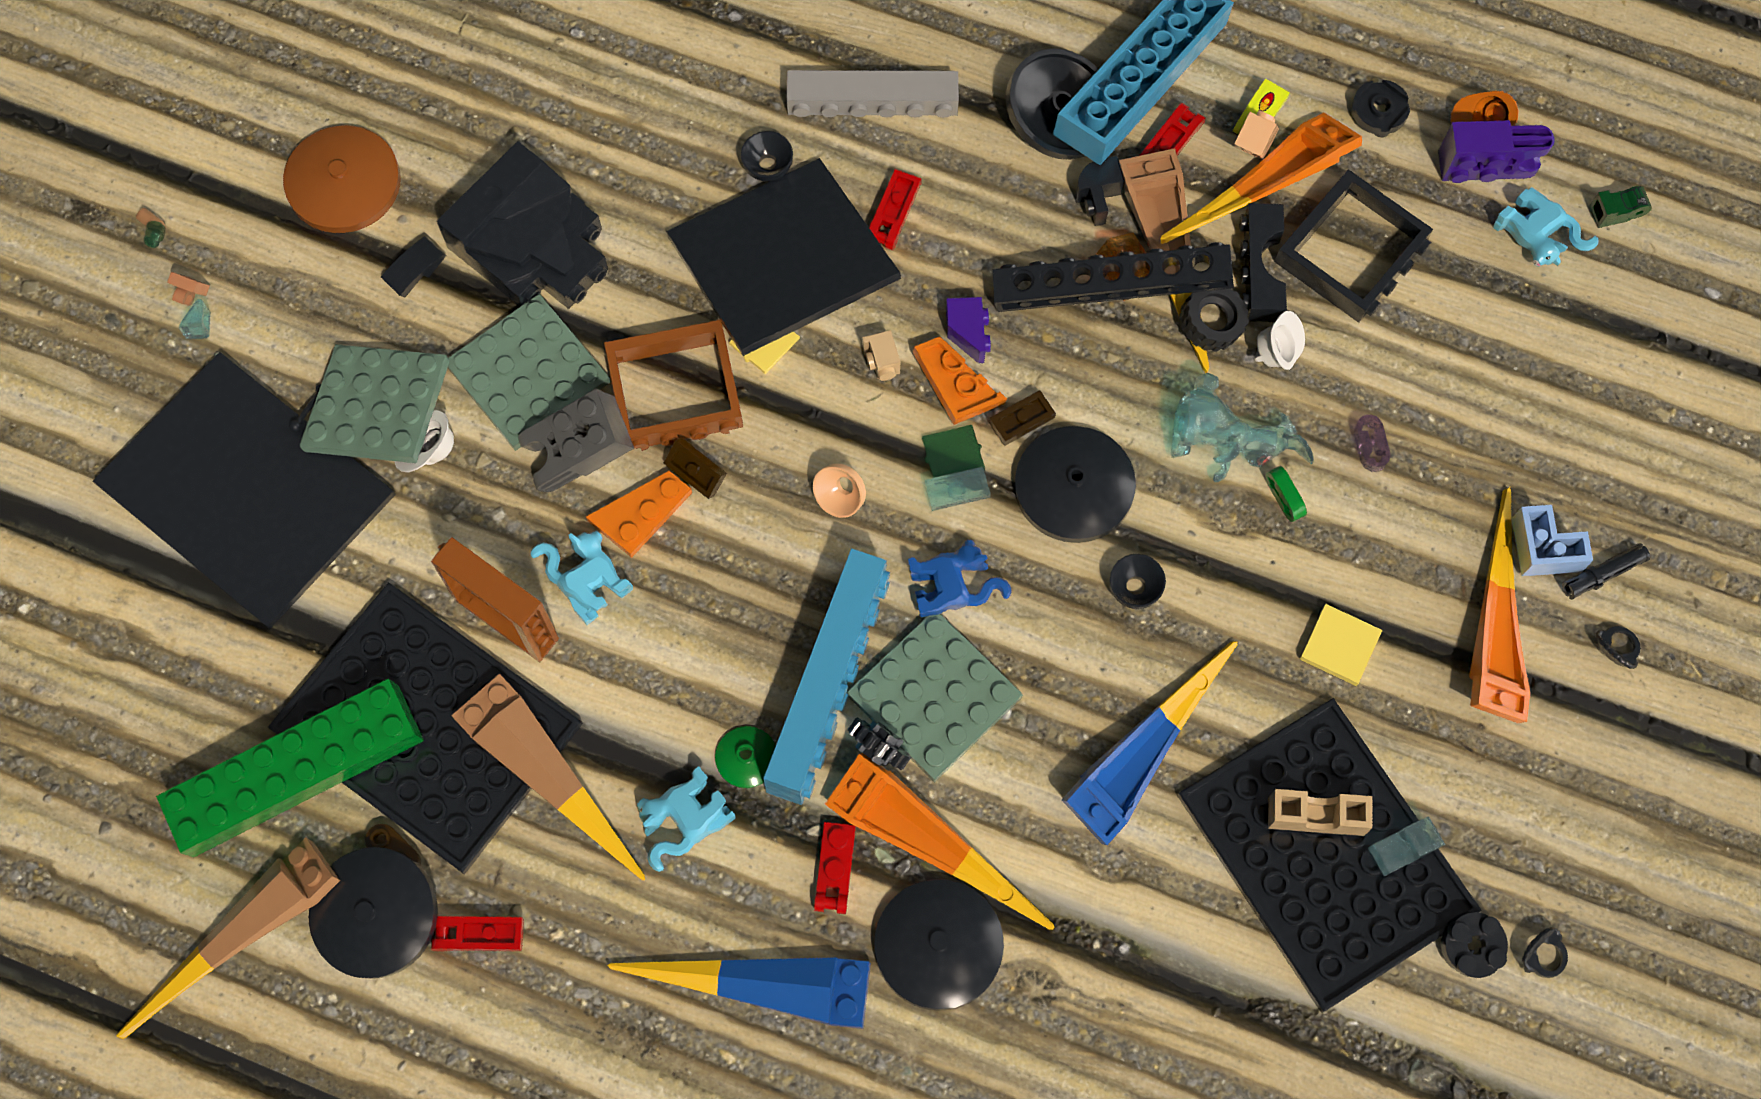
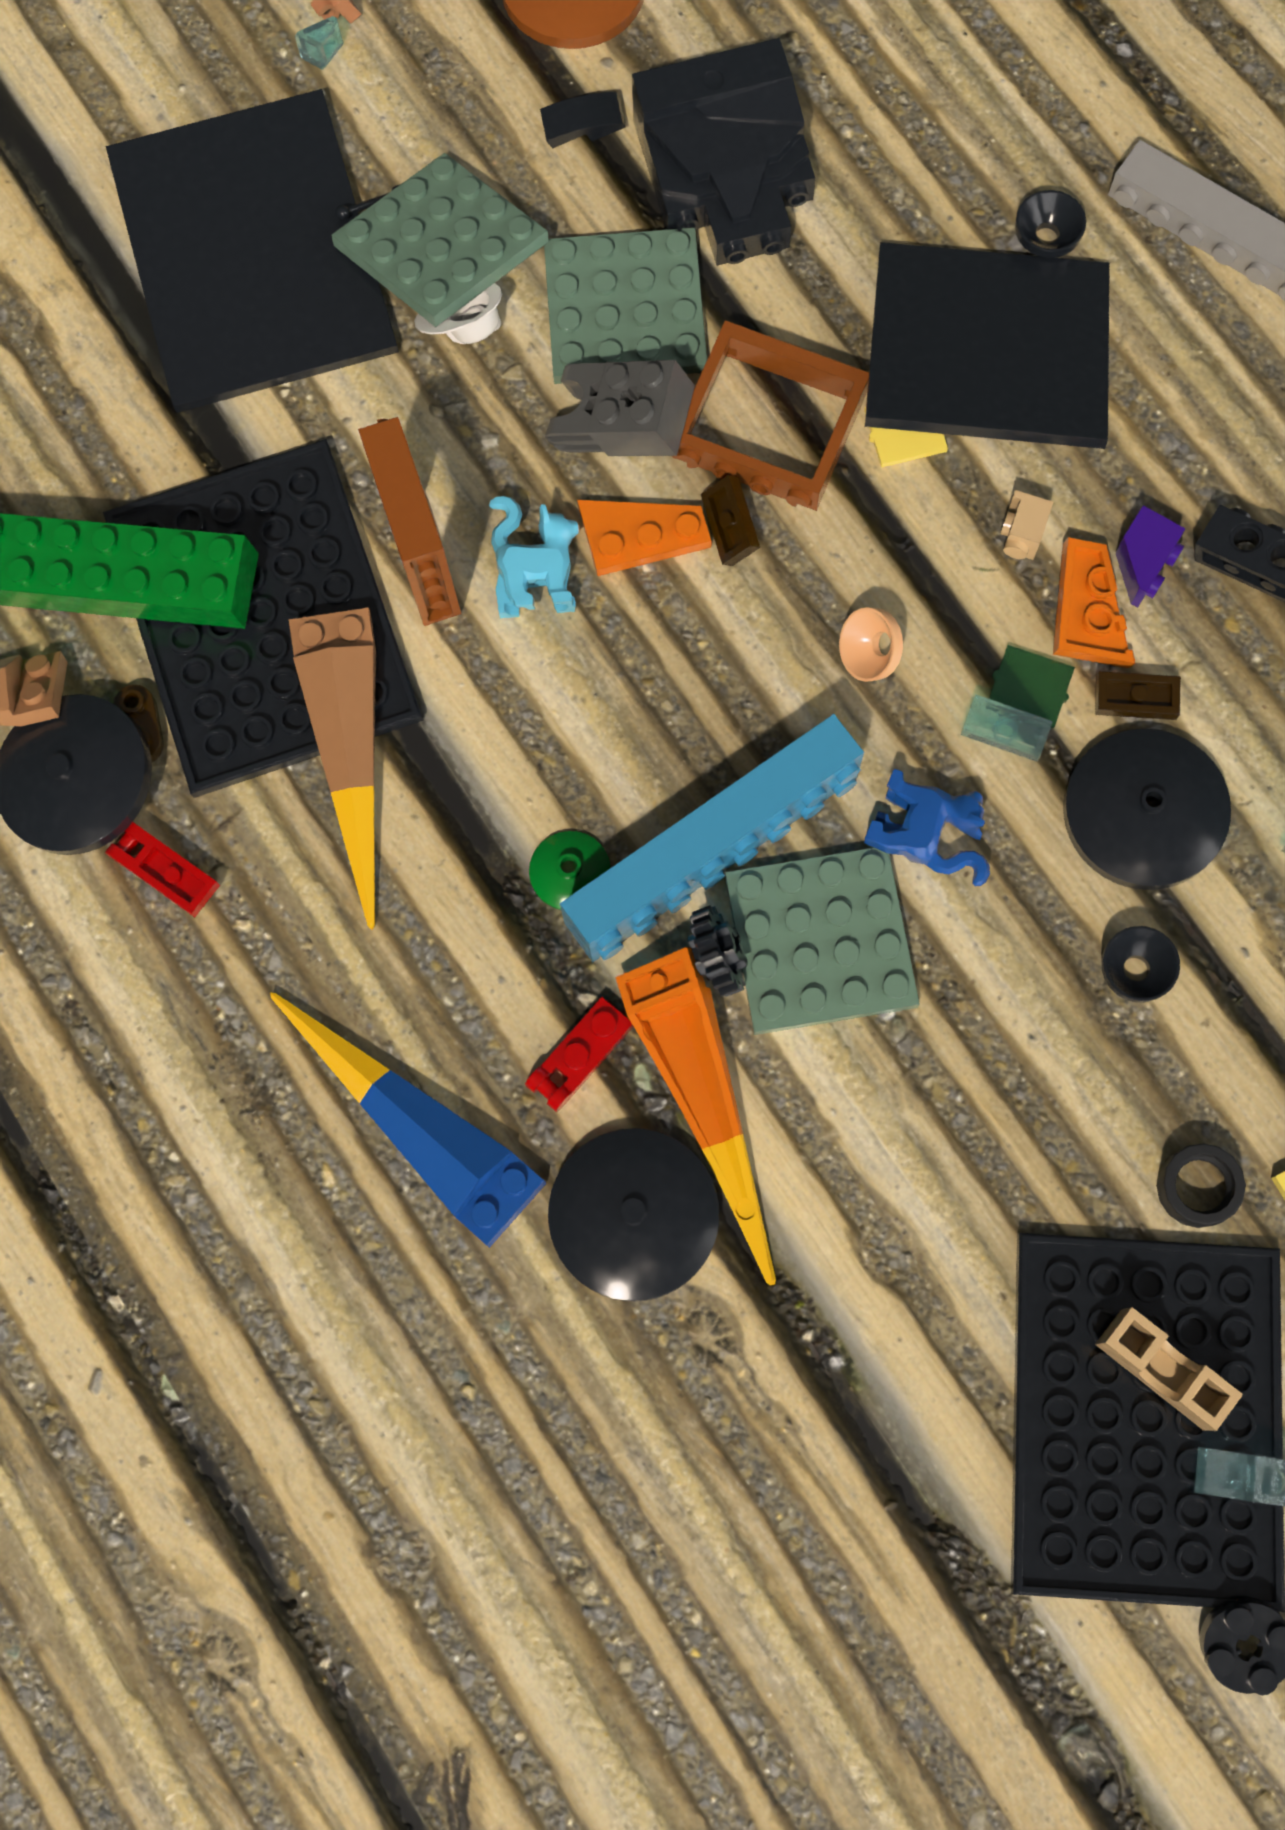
camera: 40 degrees right, 5 degrees up
(690, 817) = (462, 895): medium azure animal -> none
(895, 207) = (1156, 369): red plate -> none
(1118, 779) = (957, 1172): blue plate -> none
(1270, 669) = (1227, 1166): none -> black tyre

